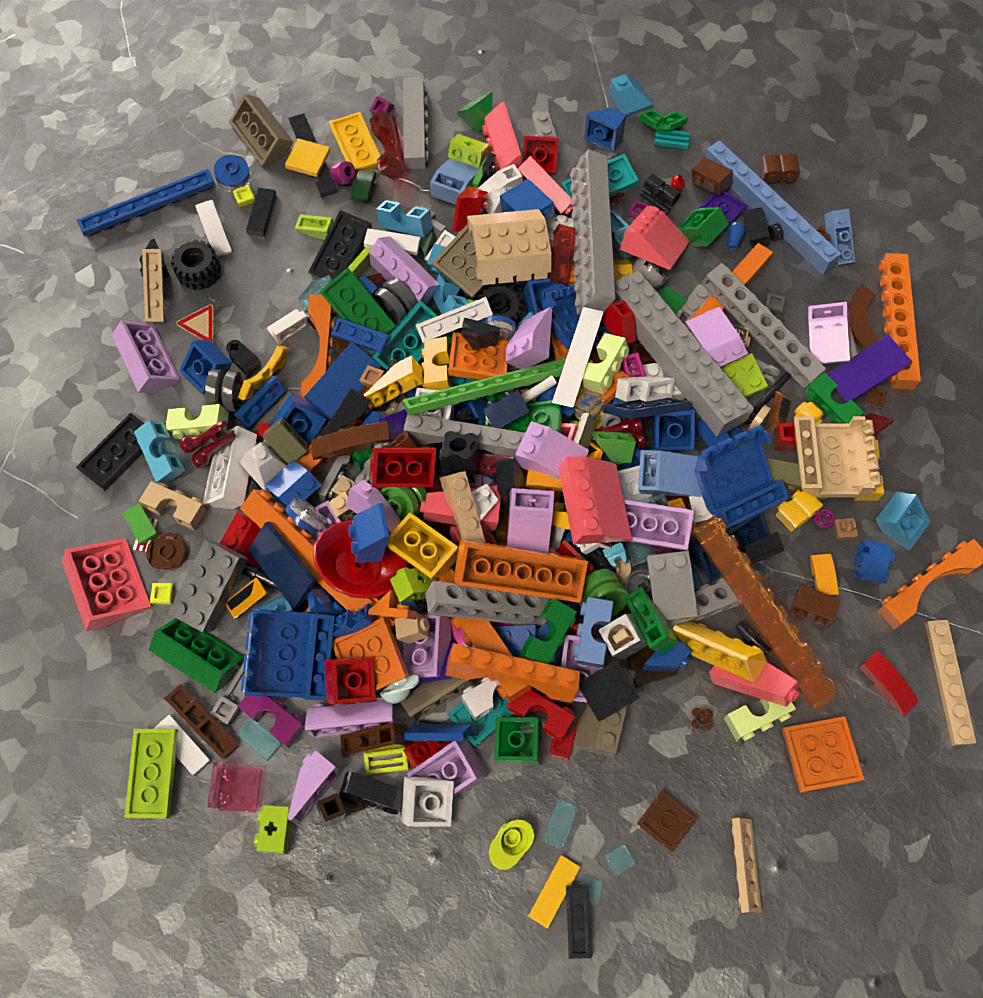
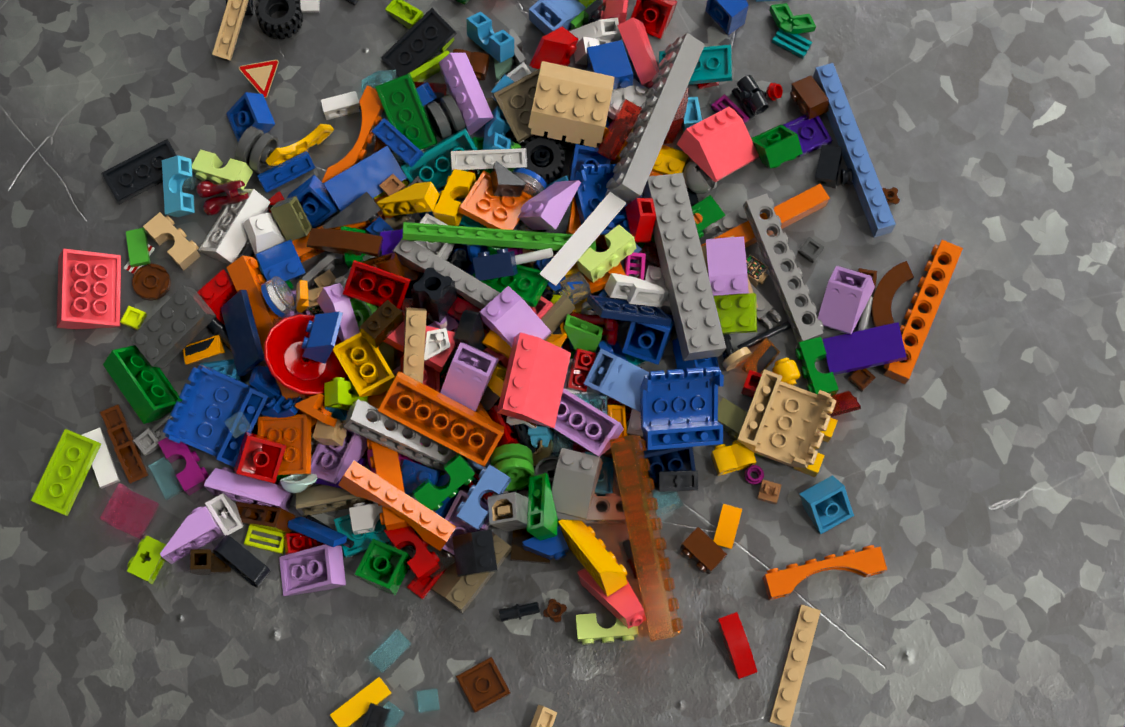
camera: 20 degrees right, 5 degrees up
(145, 356) = (200, 89): lavender slope -> none
(242, 356) = (287, 122): black piece -> none
(315, 655) = (237, 424): none -> clear light blue tile
(329, 505) = (302, 296): none -> light orange slope
(336, 751) = (225, 513): none -> white slope
(407, 242) = (480, 64): white tile -> none
(424, 500) = (381, 323): none -> dark brown brick
(427, 802) = (284, 587): white slope -> none
(511, 844) = (339, 650): neon yellow piece -> none
(628, 475) = (579, 370): none -> red slope
(668, 733) = (518, 611): none -> black axle
(735, 235) = (804, 167): blue cone -> none
(780, 168) = (884, 112): reddish brown brick -> none
(822, 754) = (646, 683): orange plate -> none
(839, 227) = (908, 205): medium blue slope -> none
(873, 561) = (775, 531): blue brick -> none

